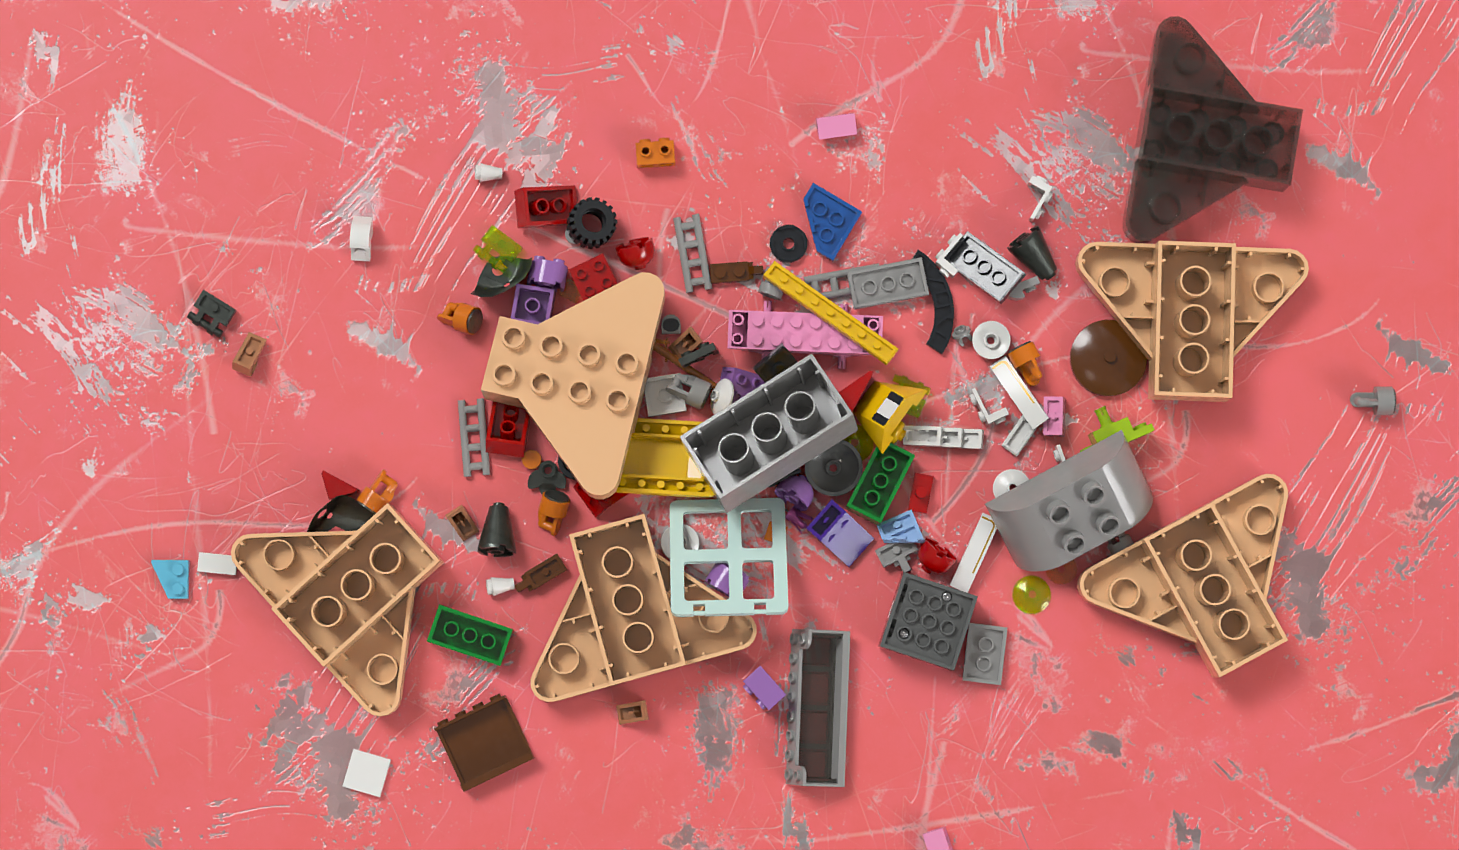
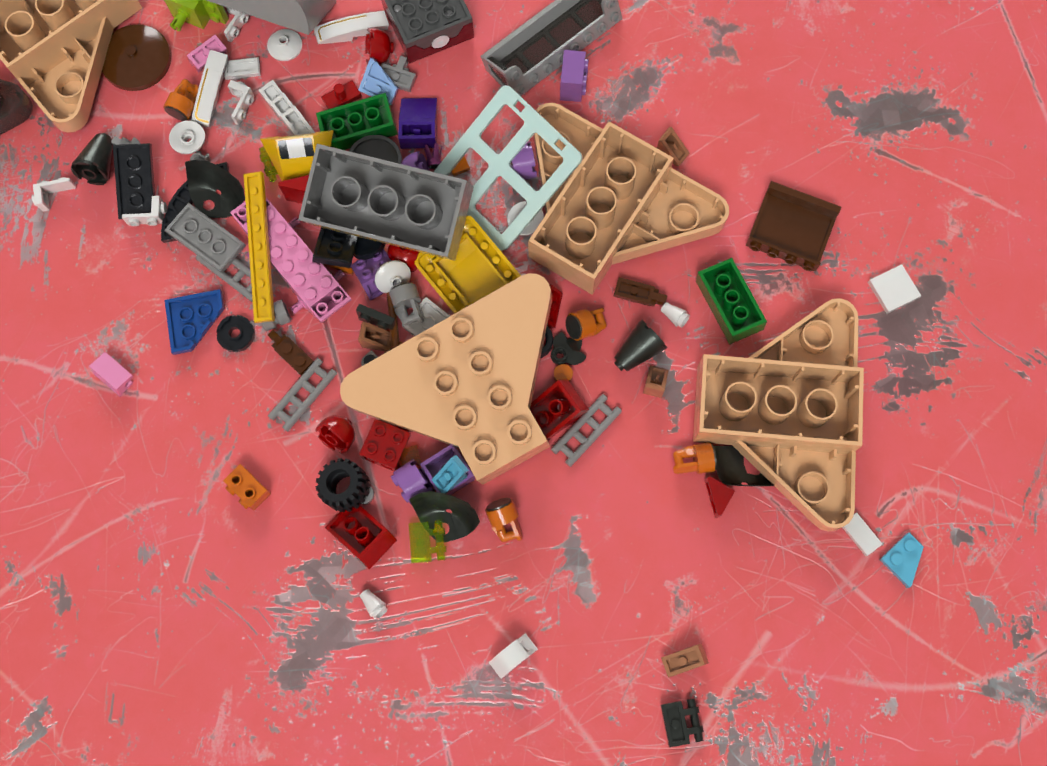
camera: 130 degrees left, 10 degrees down
(522, 301) = (450, 475): none -> medium azure slope
(906, 325) = (205, 179): none -> pearl dark grey piece

